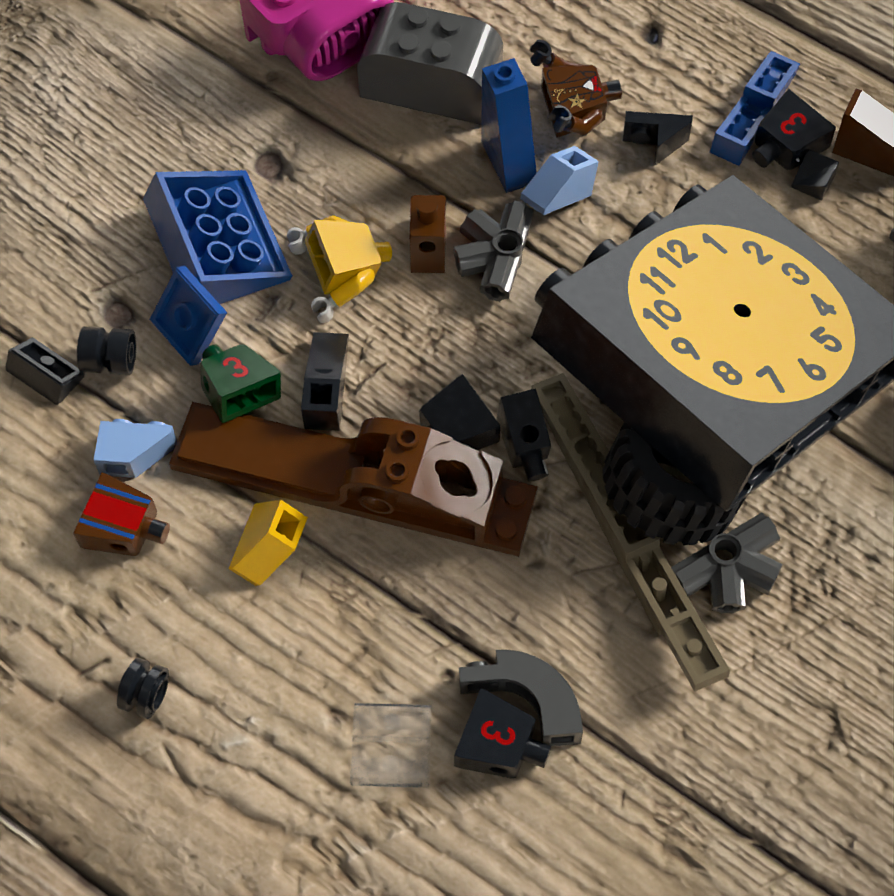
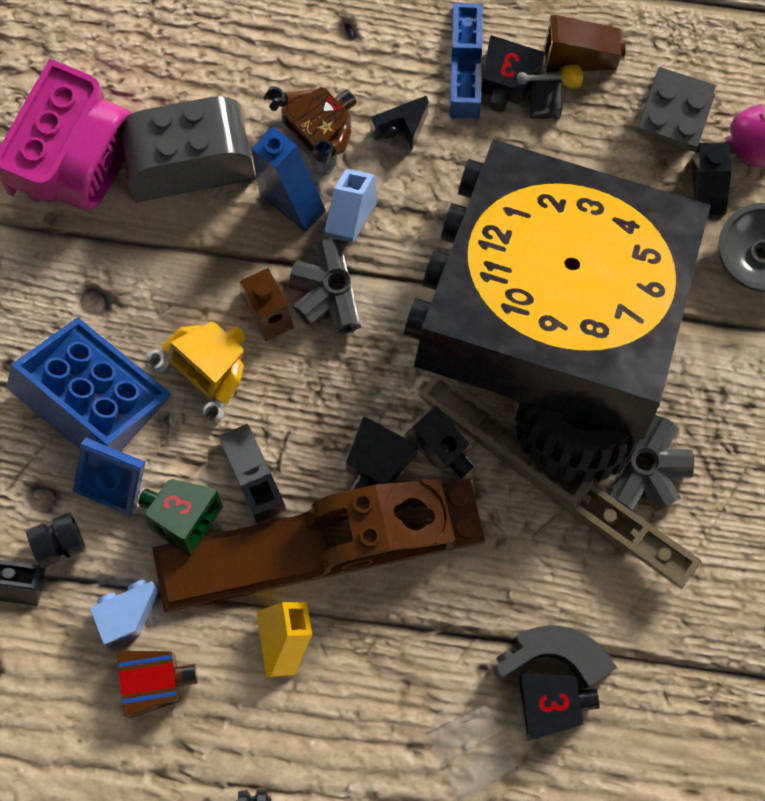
camera: 30 degrees left, 10 degrees up
(850, 162) = (569, 75): none -> hinge

